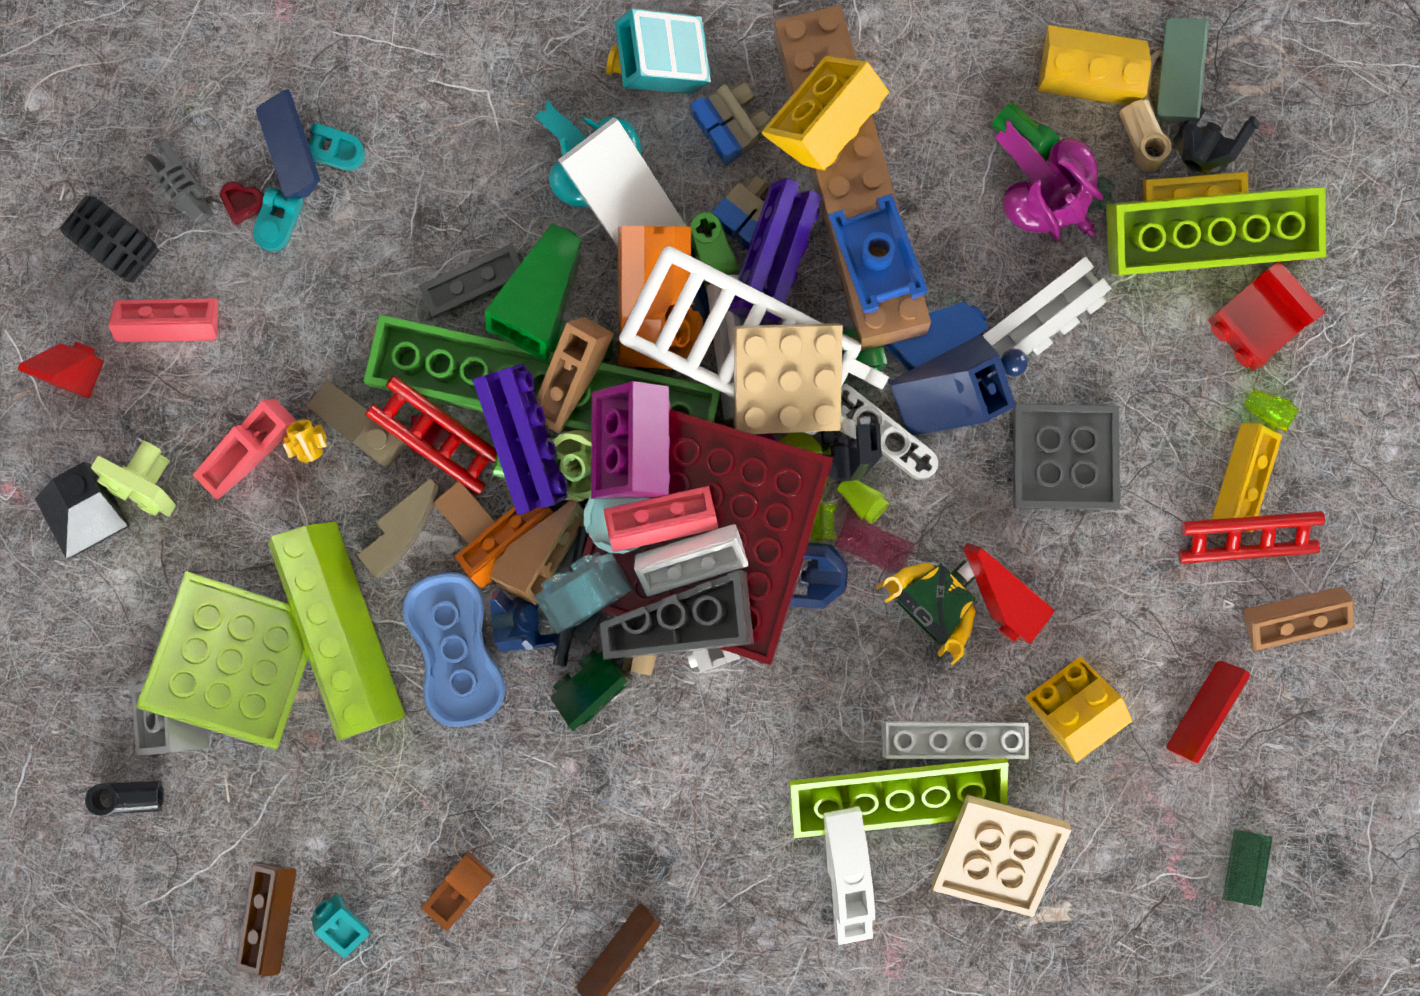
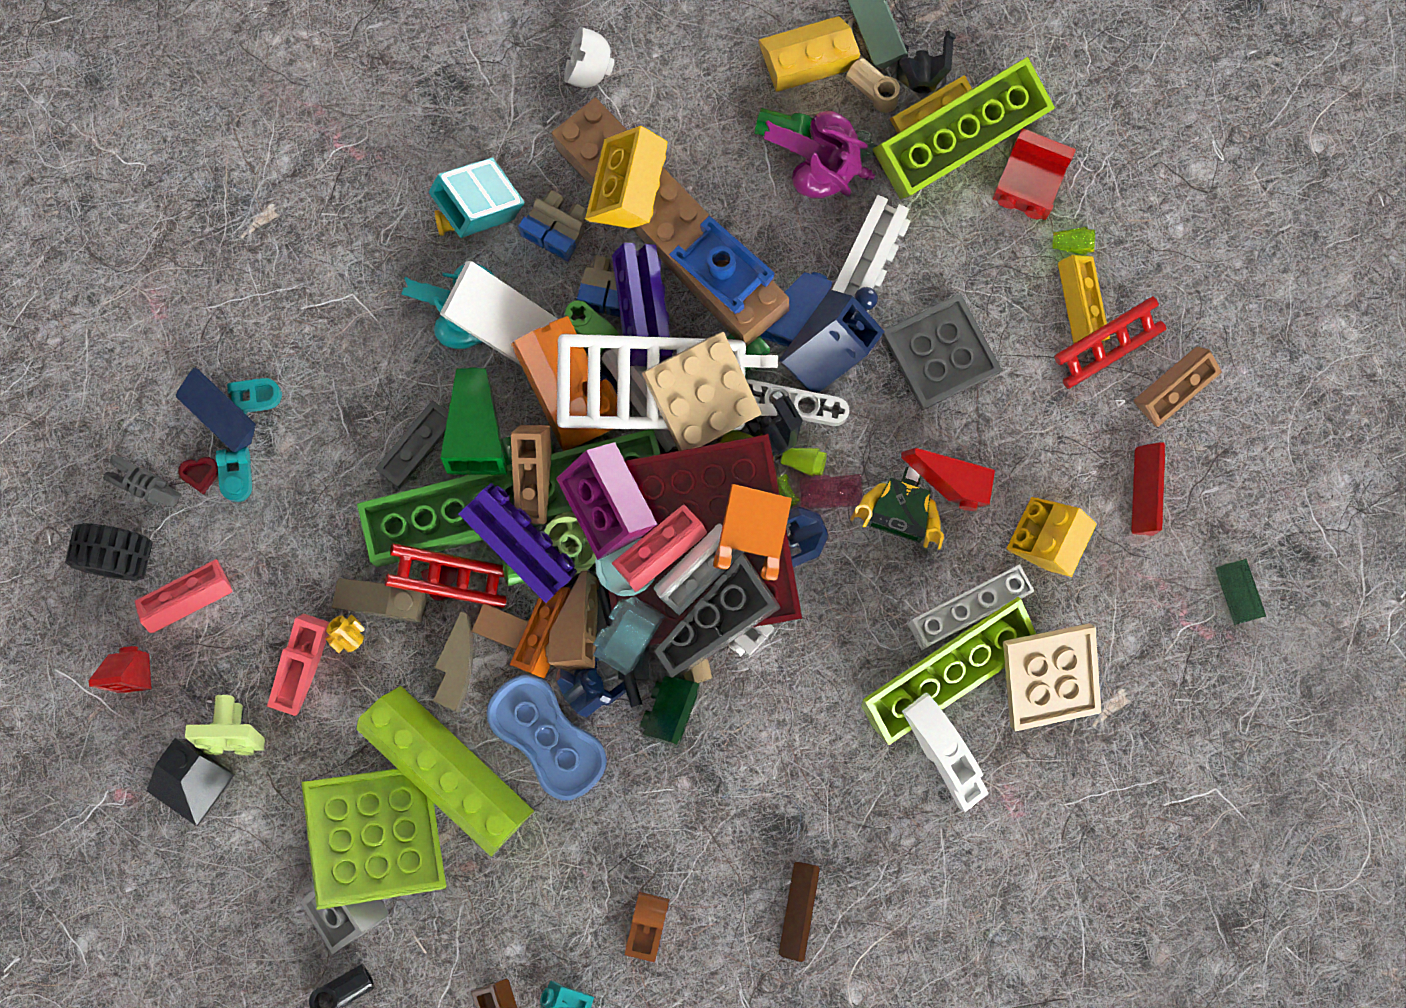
camera: 30 degrees left, 5 degrees down
(768, 545) = (755, 525): none -> orange flag

